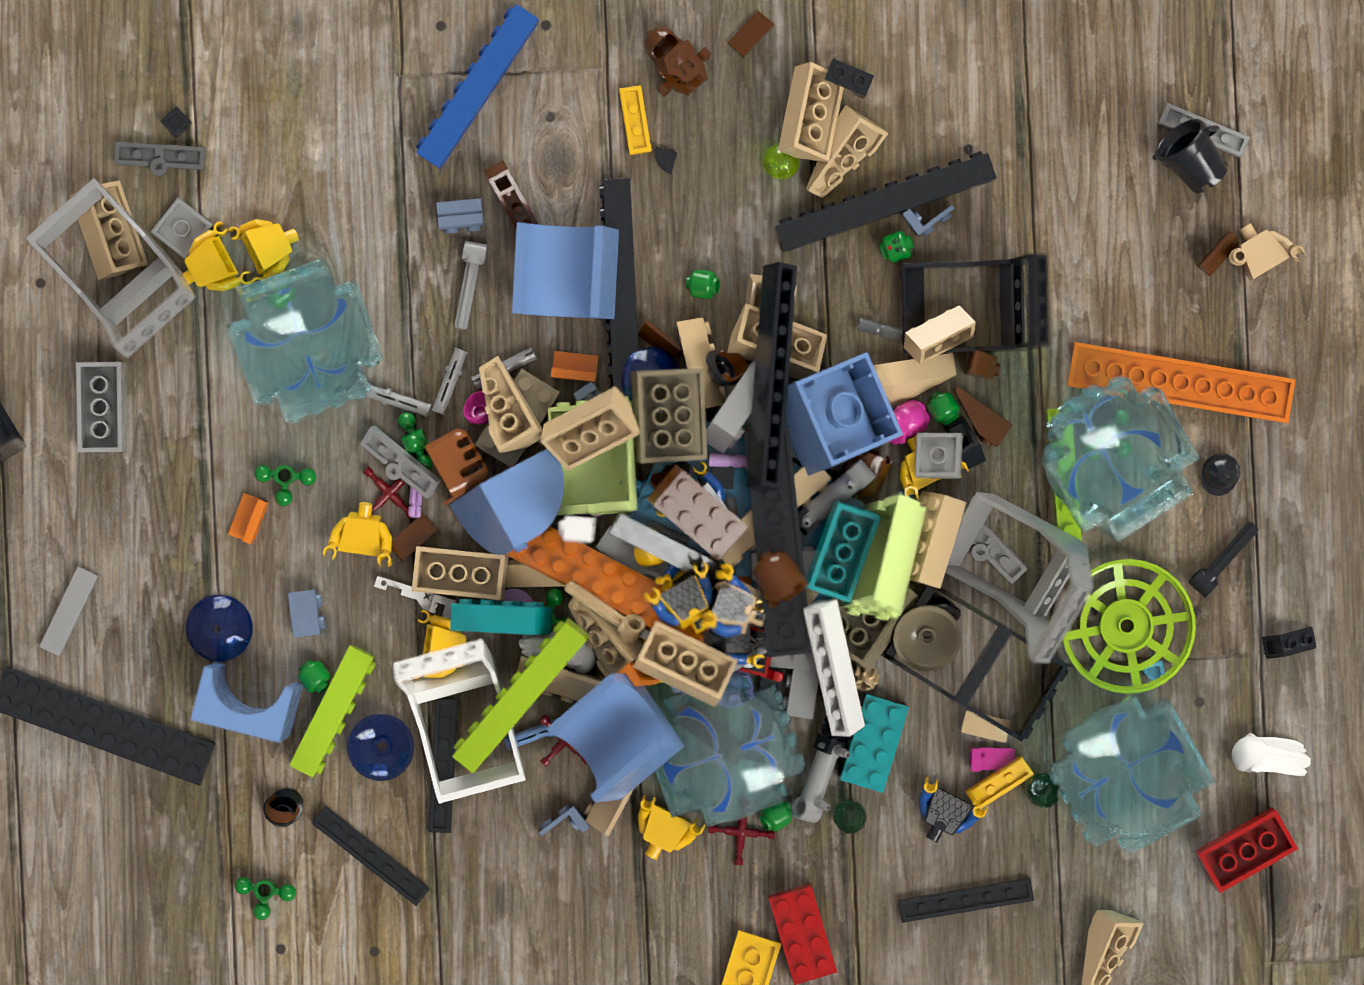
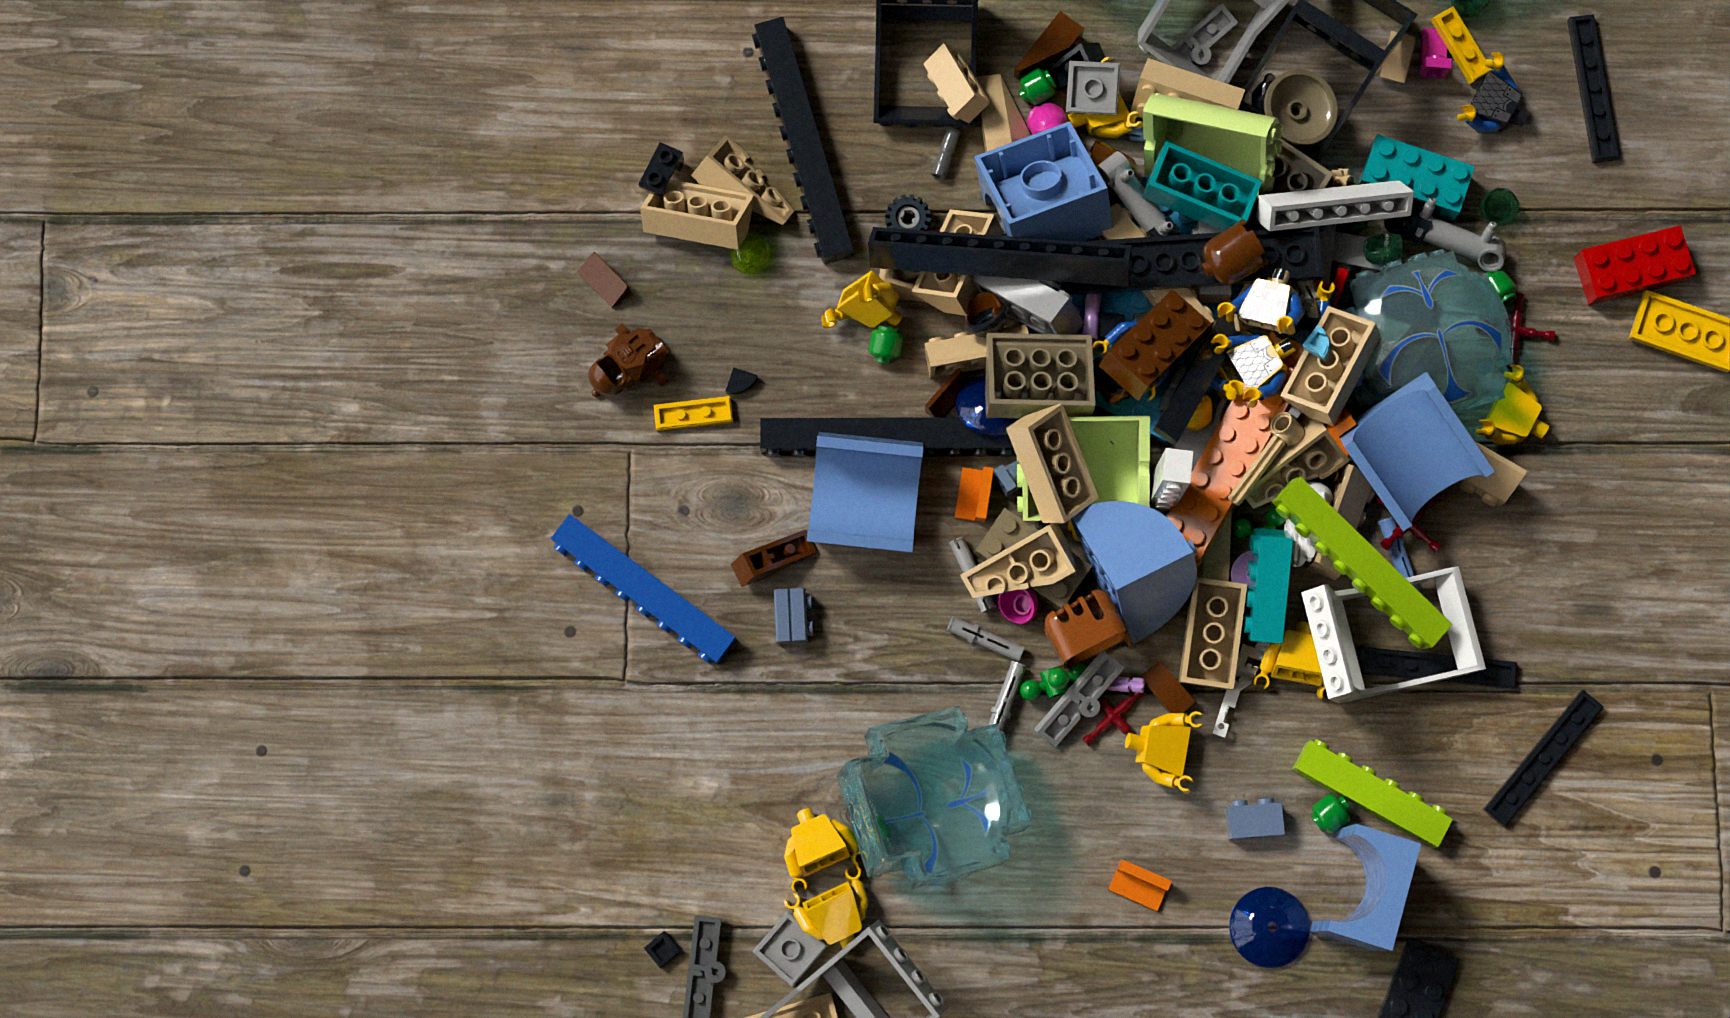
camera: 85 degrees left, 10 degrees down
(262, 910) = (1610, 889): green piece -> none
(283, 496) = (1115, 839): green piece -> none
(283, 807) = (1487, 857): black piece -> none
(378, 763) = (1434, 734): clear blue dish -> none
(474, 255) = (839, 603): light grey axle -> none
(577, 820) = (1495, 528): sand blue bracket -> none
(702, 652) = (1318, 343): none -> medium azure tile
(738, 264) = (867, 301): none -> yellow torso
(802, 712) = (1383, 248): none -> clear green hair
(823, 288) = (908, 205): none -> black bush
(896, 246) = (853, 129): green head -> none
(914, 221) = (825, 109): sand blue bracket -> none
(982, 365) = (991, 43): reddish brown slope -> none

